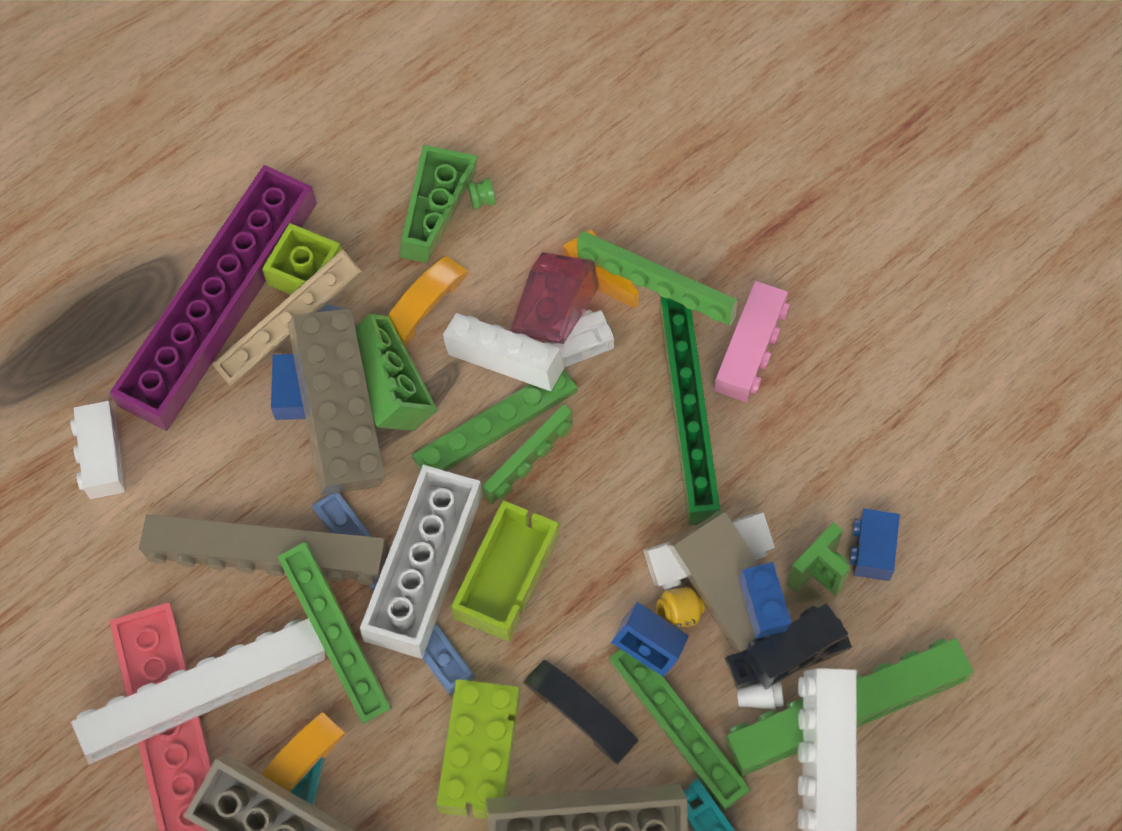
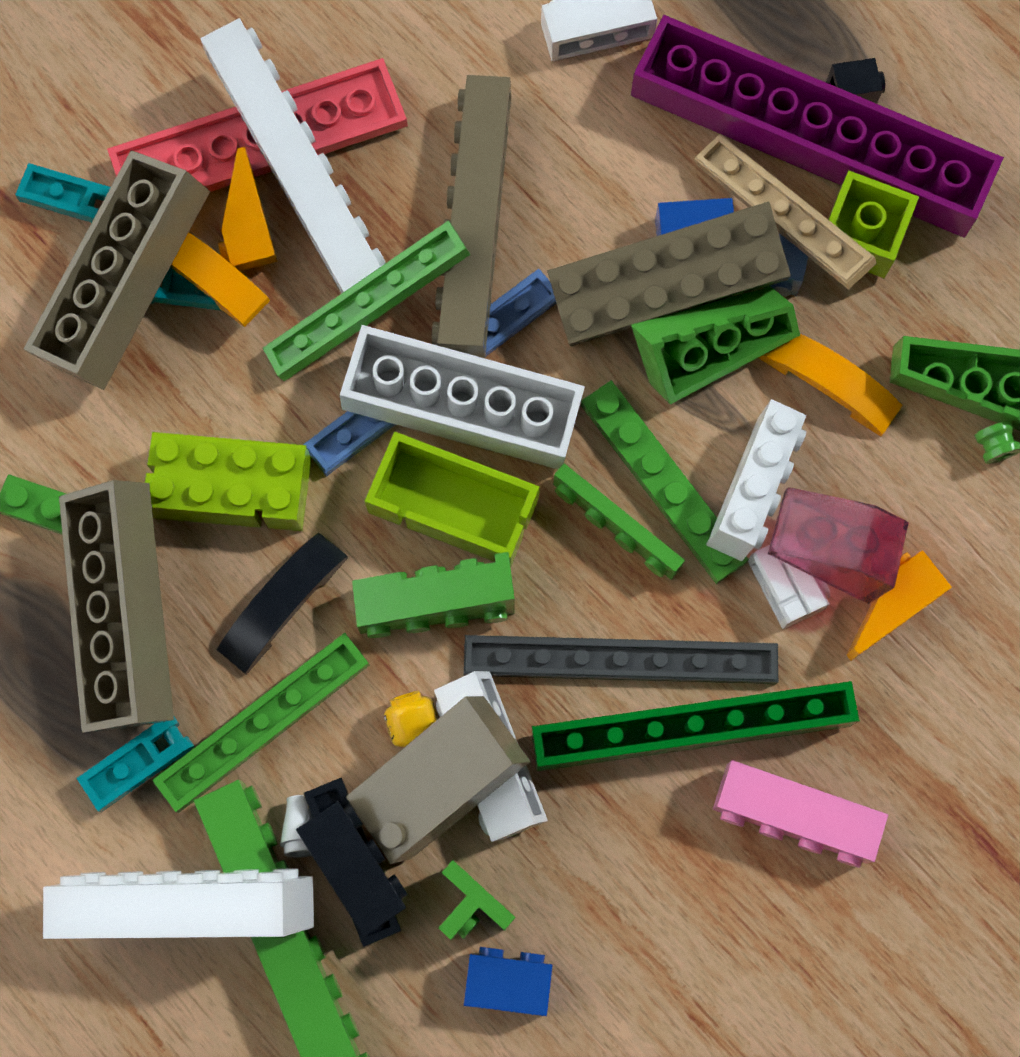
camera: 85 degrees right, 10 degrees up
(180, 263) = (858, 78): none -> black brick
(251, 733) = (244, 224): none -> light orange slope
(583, 585) = (435, 597): none -> bright green wedge
(633, 463) = (622, 659): none -> dark grey tile
(650, 639) = (364, 681): blue brick -> none
(657, 278) = (866, 682): bright green plate -> none
(764, 600) = (391, 818): blue brick -> none

